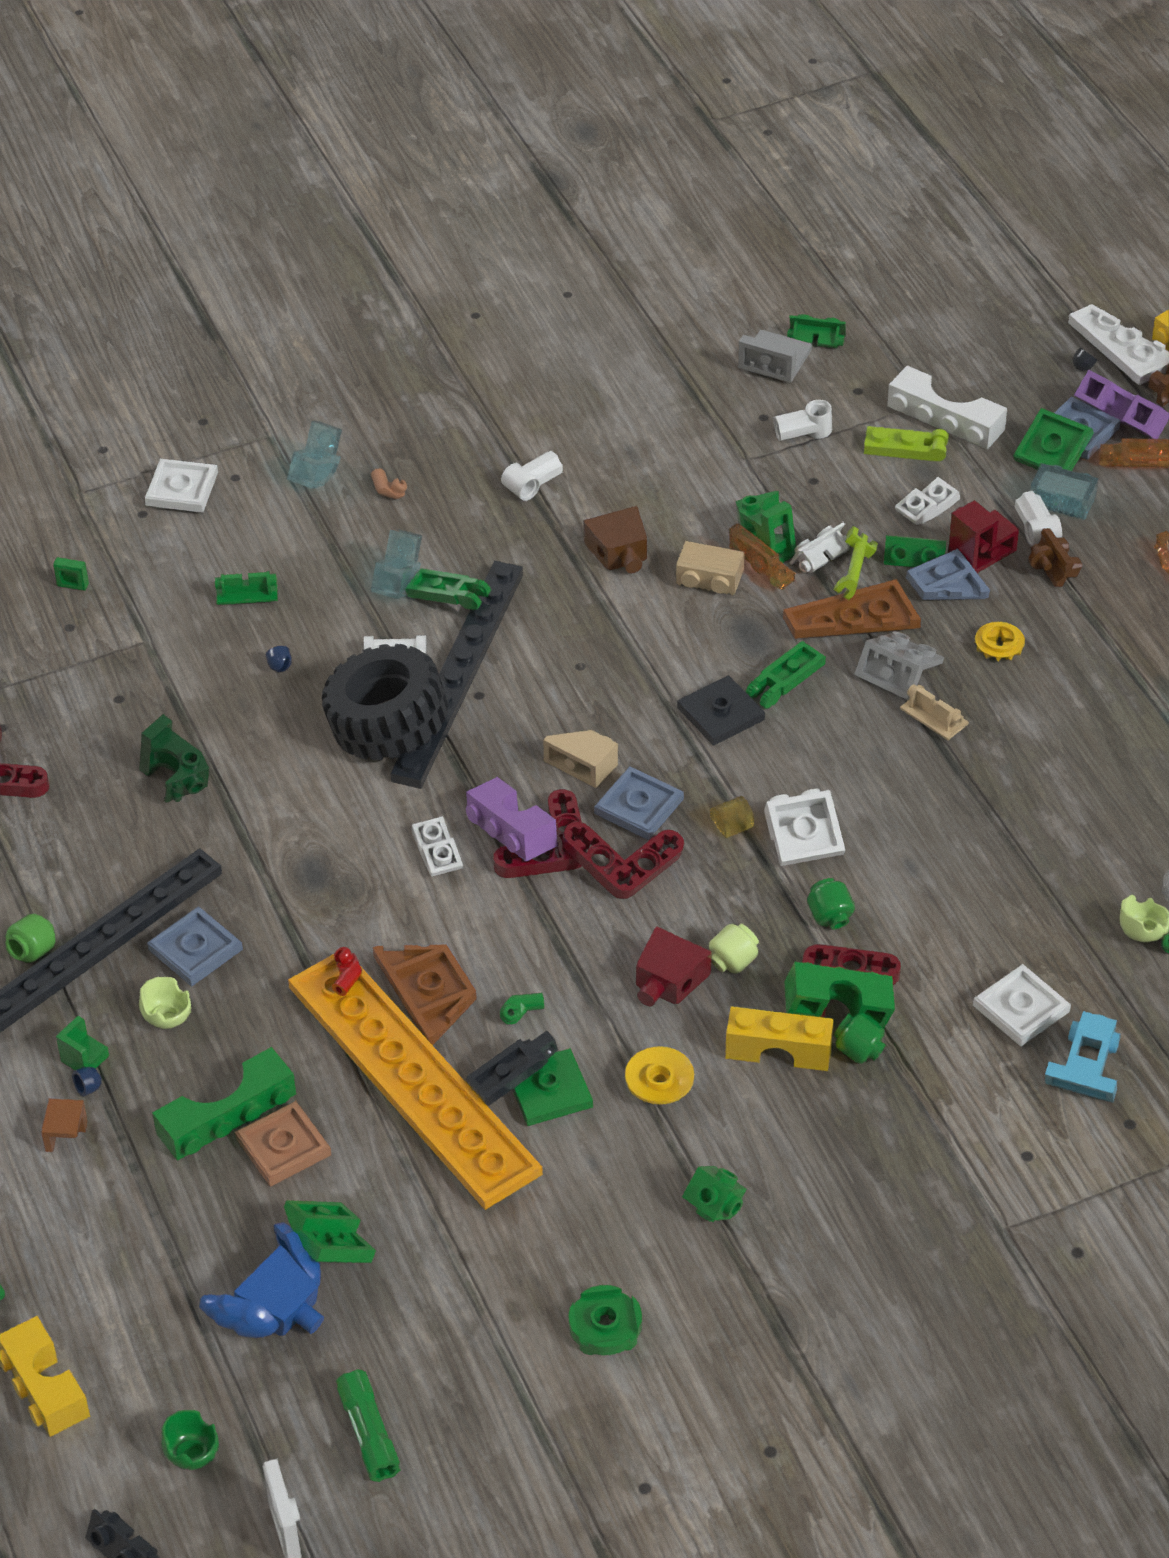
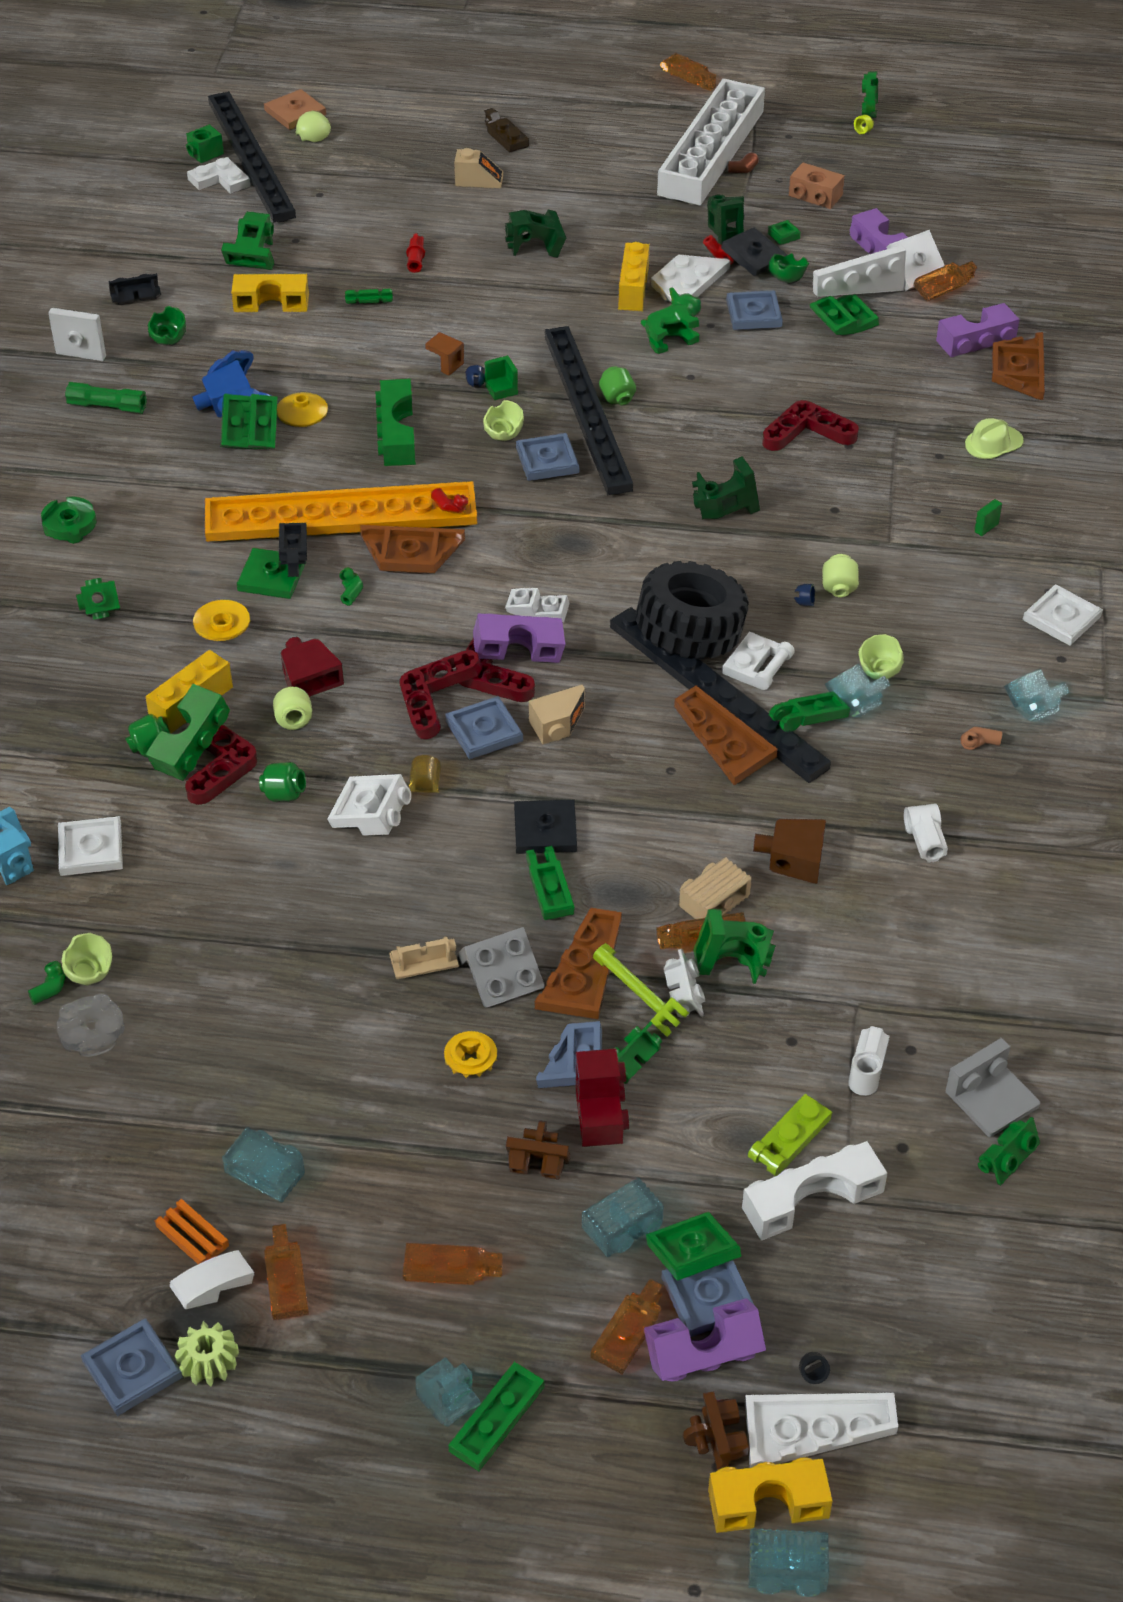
camera: 120 degrees right, 0 degrees up
(235, 590) = (904, 606): green hinge -> none
(236, 641) = (840, 575): none -> yellowish green head
(247, 1236) = (302, 409): none -> yellow dish
(283, 1143) = (347, 442): nougat tile -> none
(339, 570) = (881, 656): none -> yellowish green hair
(516, 638) = (726, 738): none -> dark orange wing
(928, 503) = (692, 1104): white slope -> none
(1036, 517) = (589, 1169): white piece -> none

